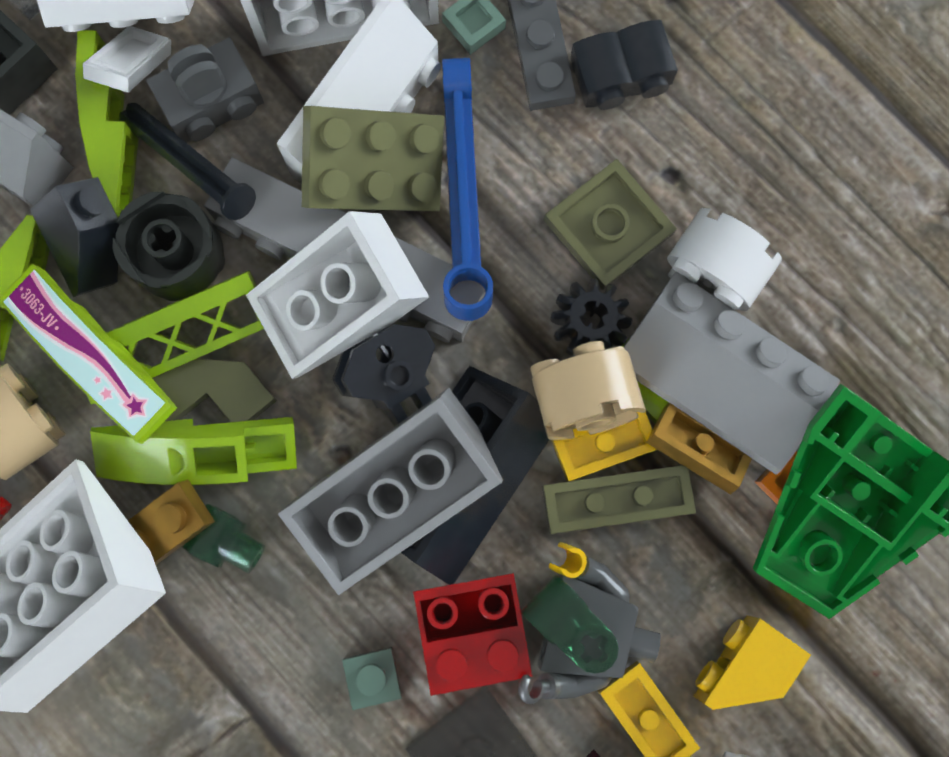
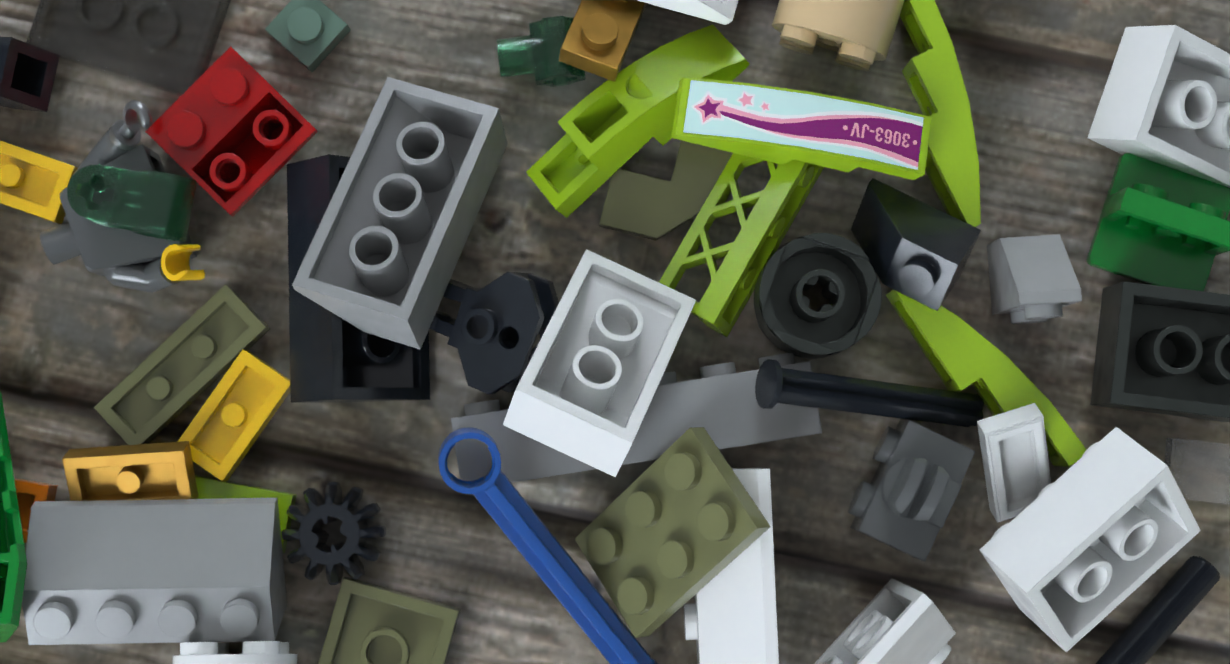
camera: 150 degrees right, 5 degrees up
(587, 391) = (275, 442): tan brick -> none

